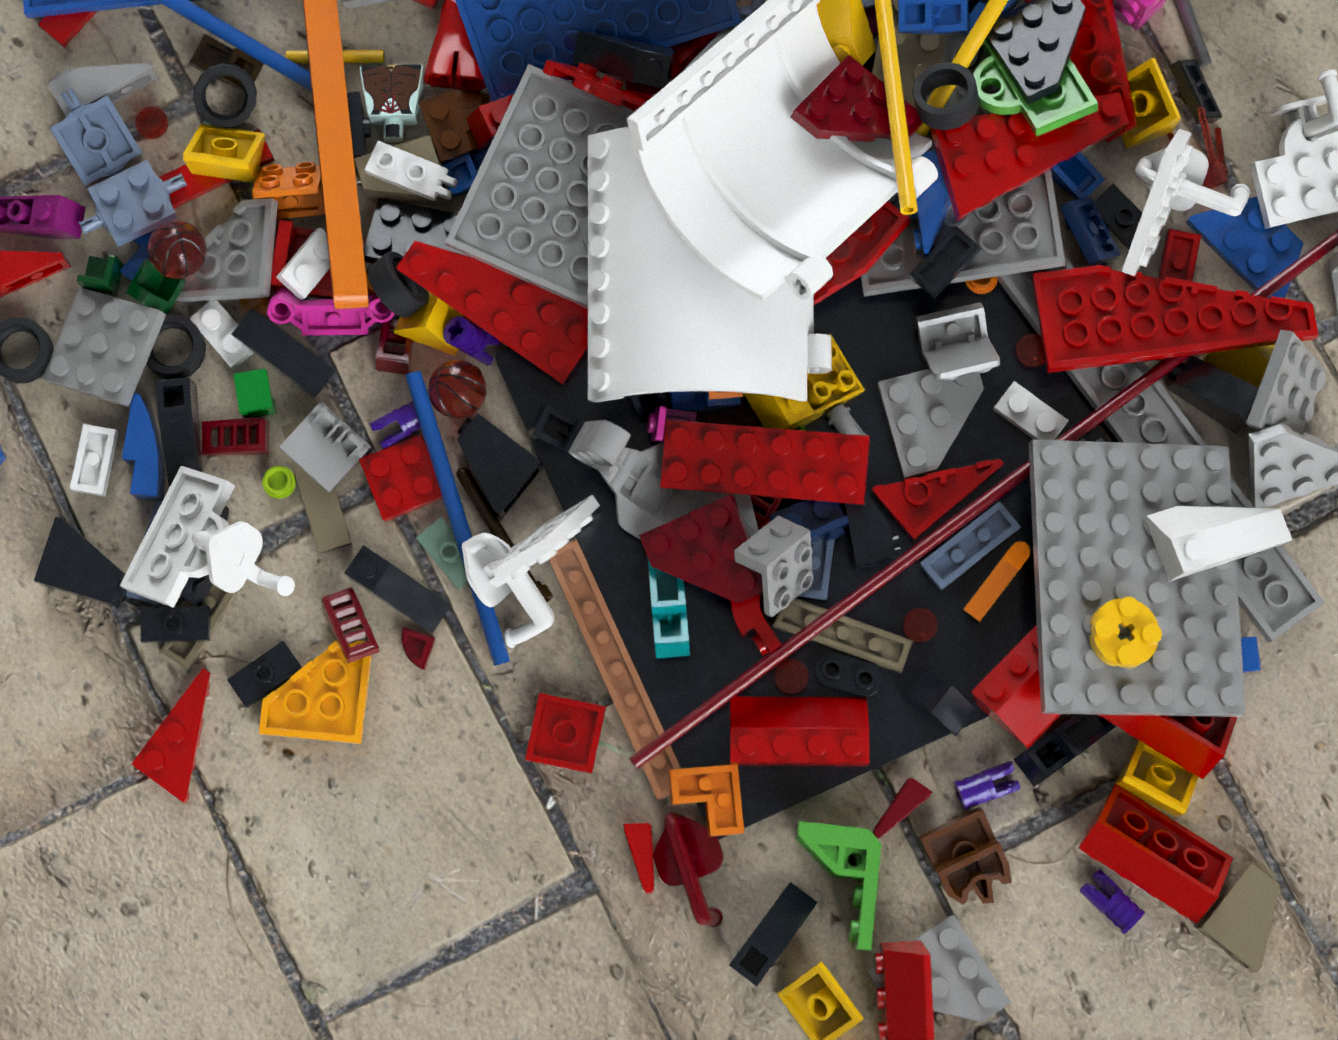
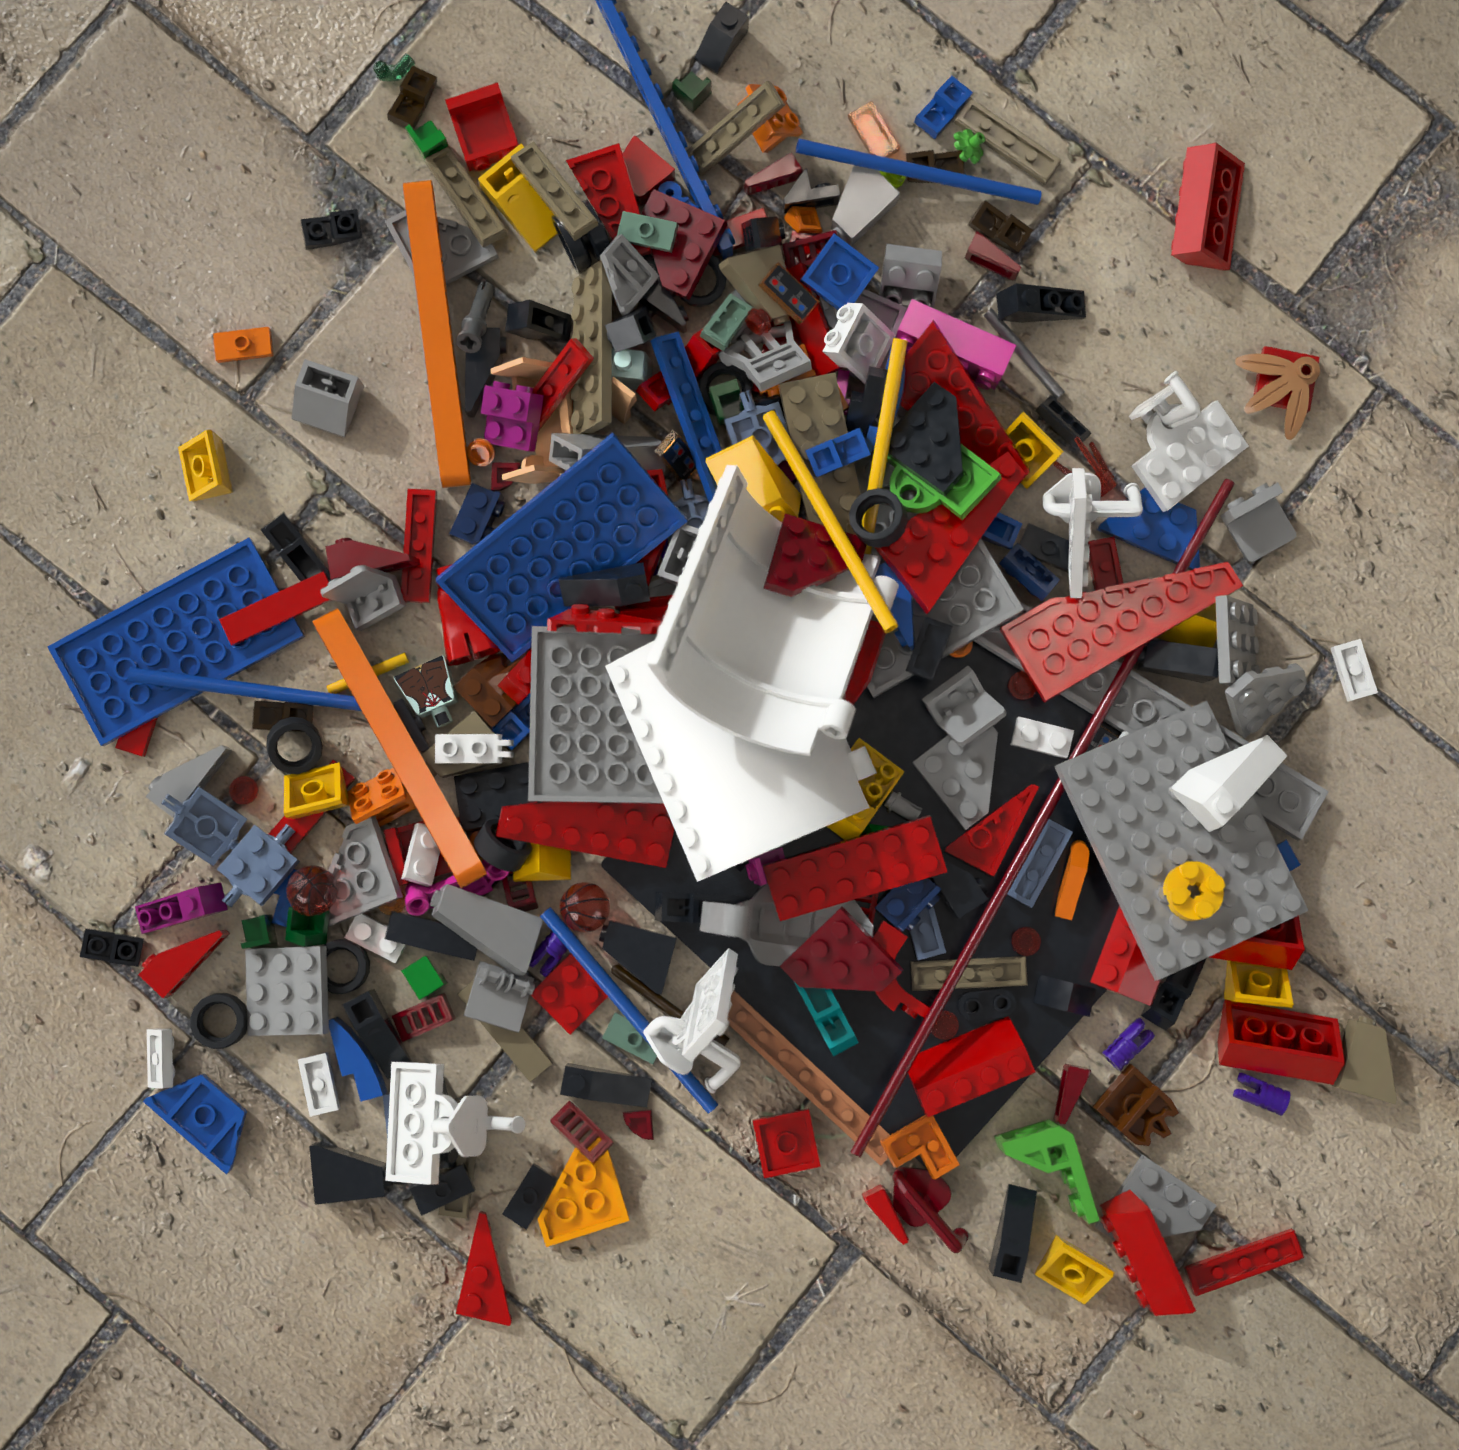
camera: 30 degrees left, 5 degrees up
(279, 482) = (474, 1038): lime plate -> none
(347, 364) = (490, 926): none -> light grey slope
(469, 339) = (575, 863): dark purple hinge -> none
(784, 559) = (900, 943): light grey bracket -> none

